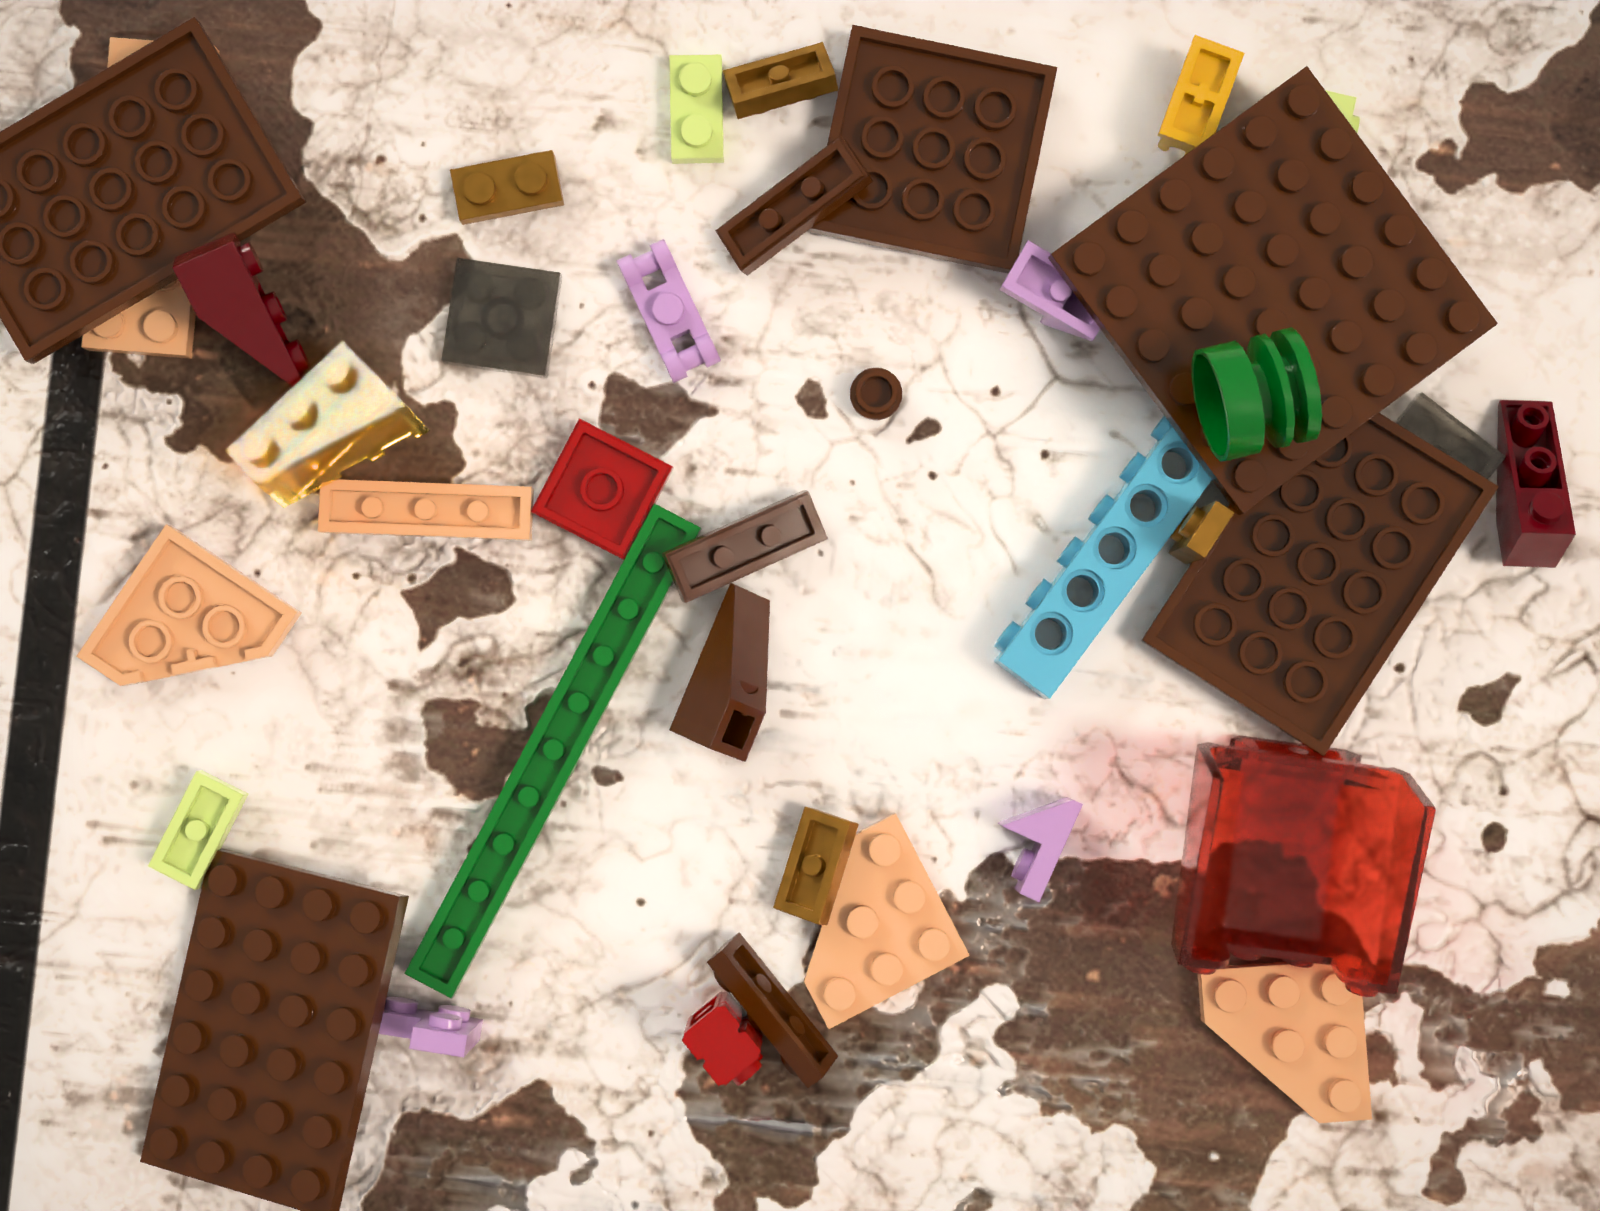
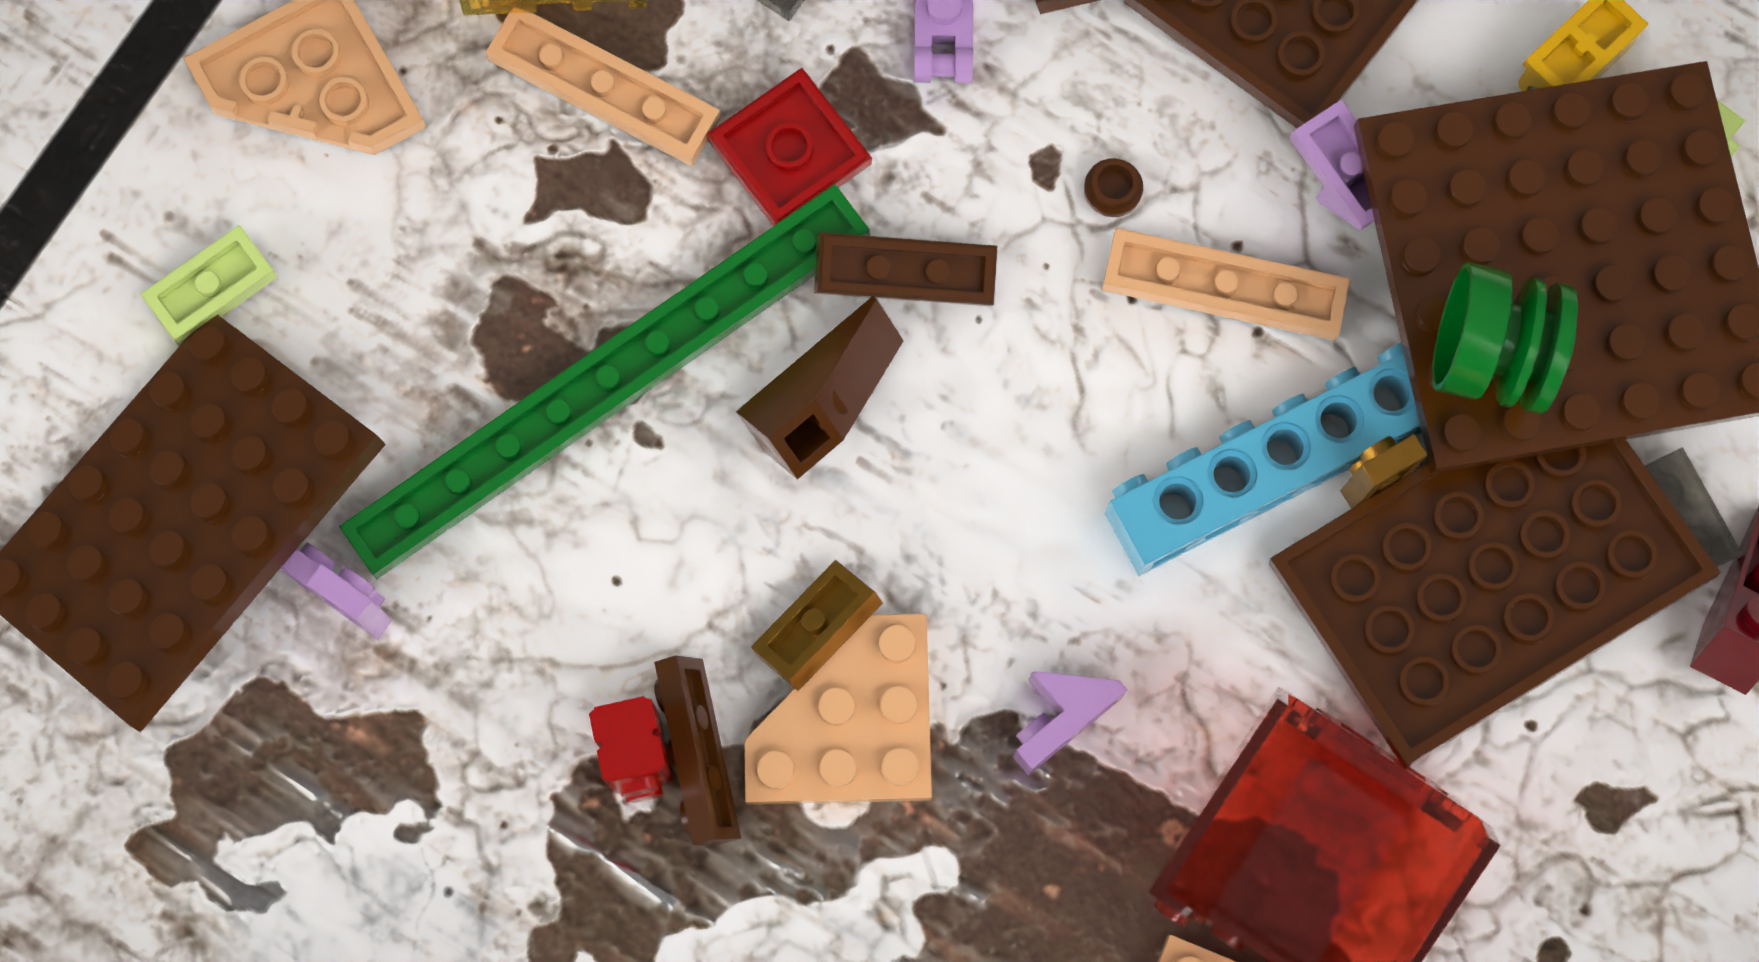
camera: 25 degrees right, 10 degrees down
(1003, 431) = (1226, 284): none -> light nougat plate

